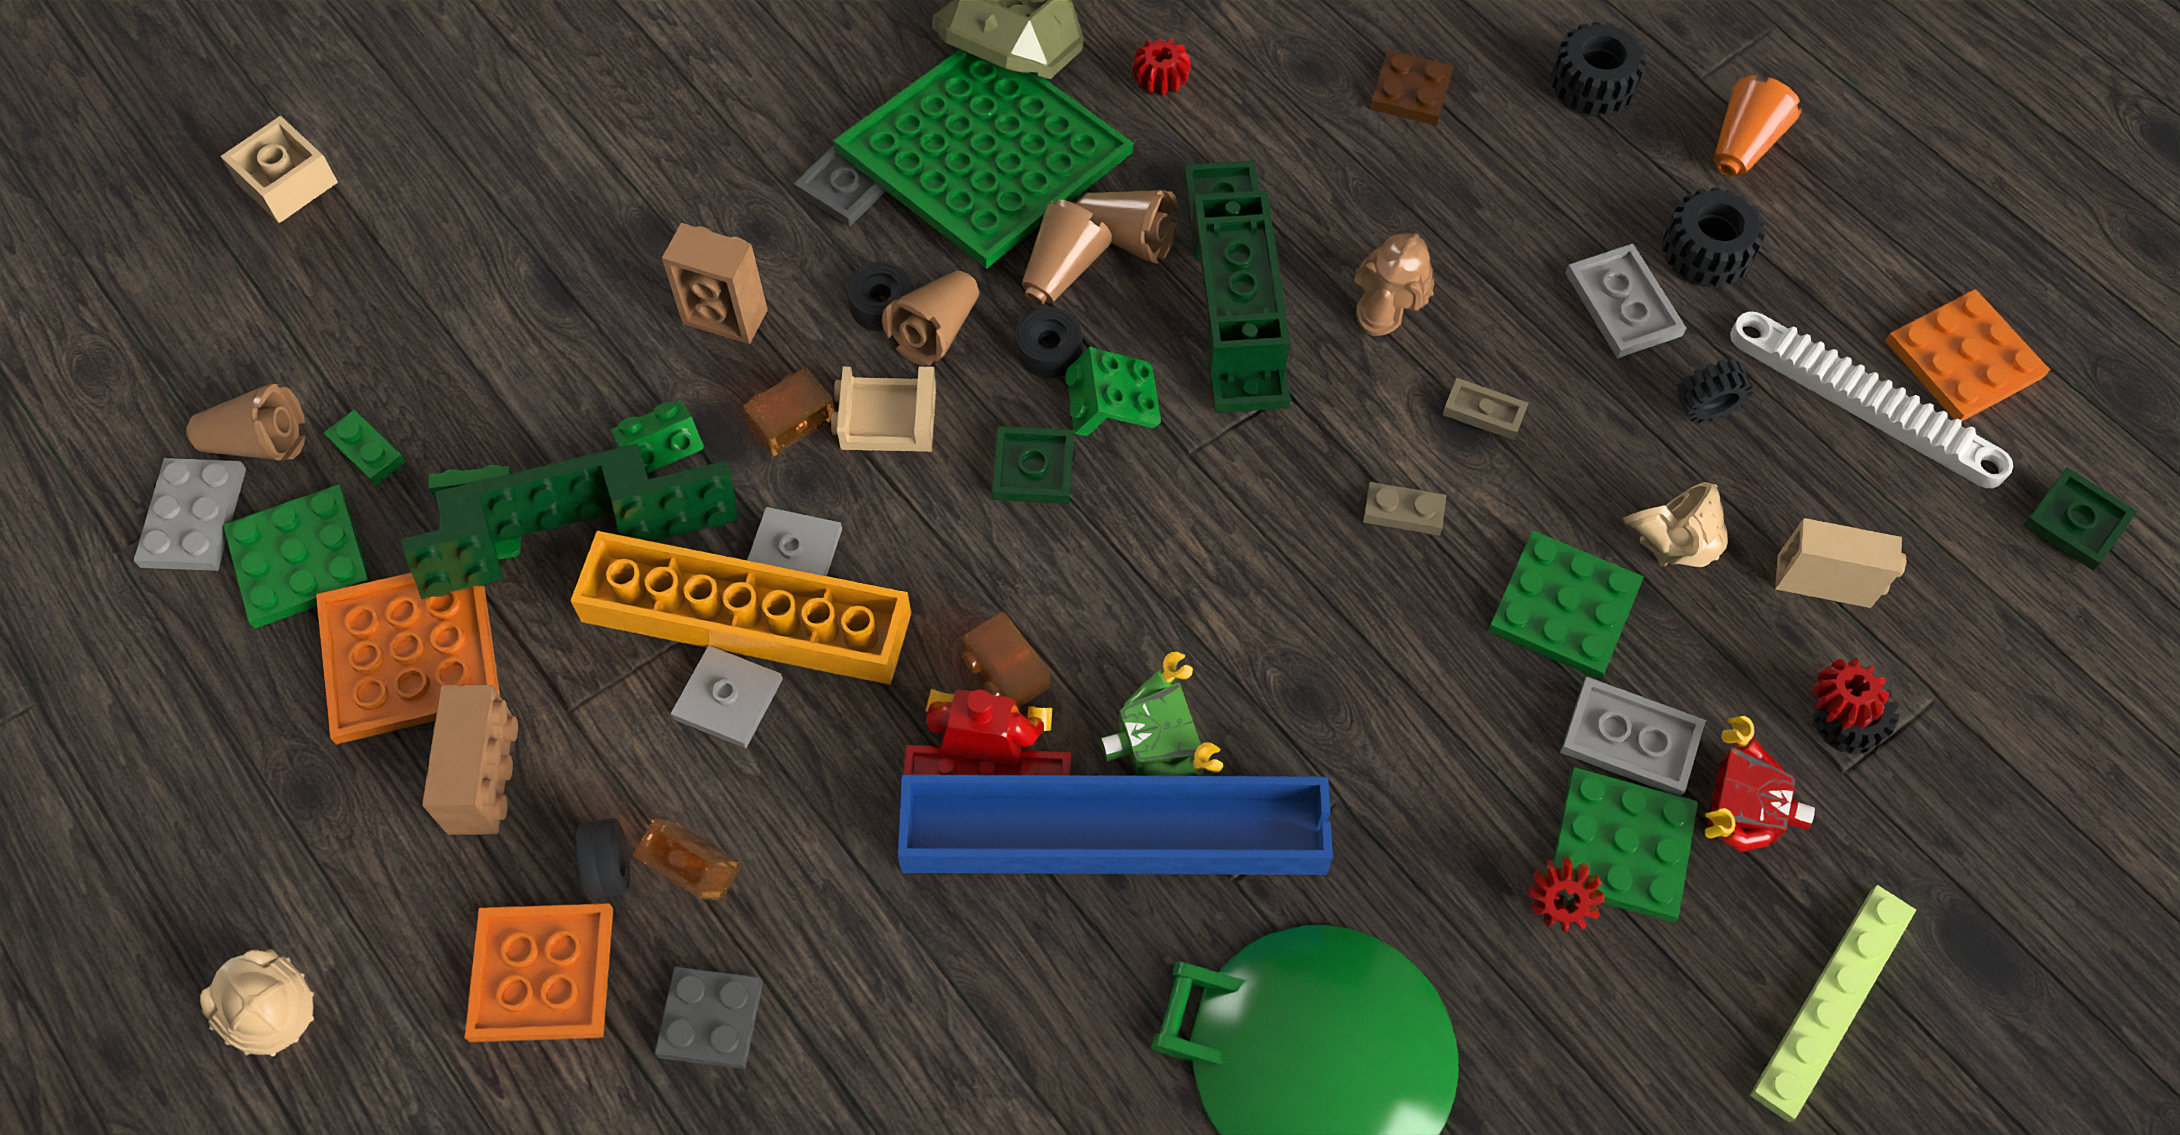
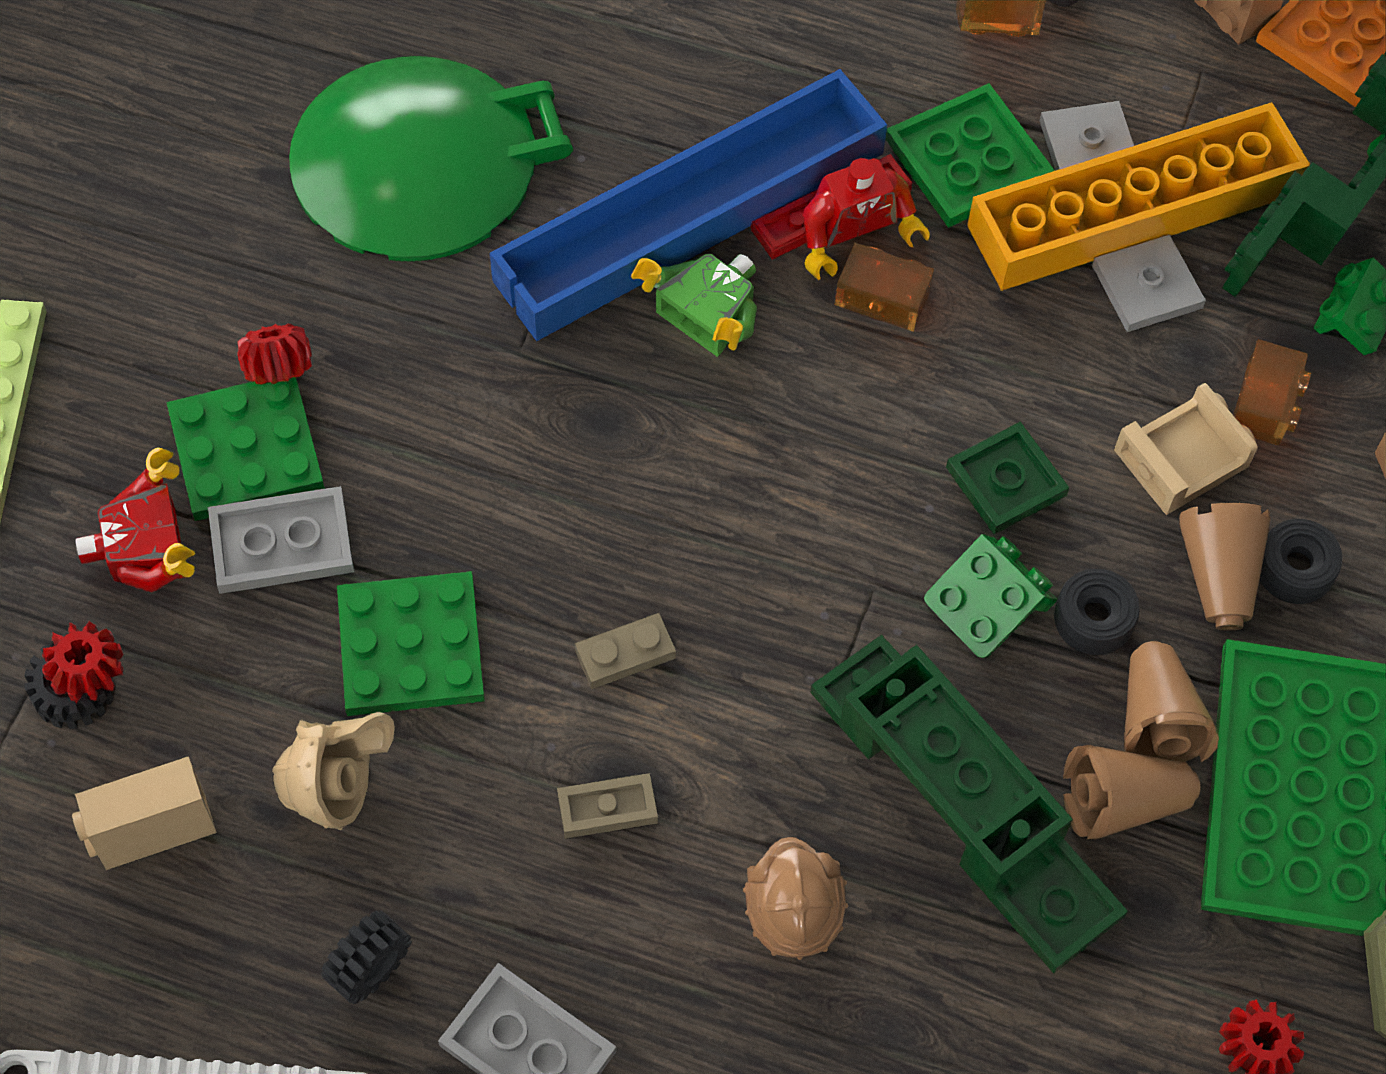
camera: 145 degrees right, 0 degrees up
(837, 742) = (965, 151): none -> green plate

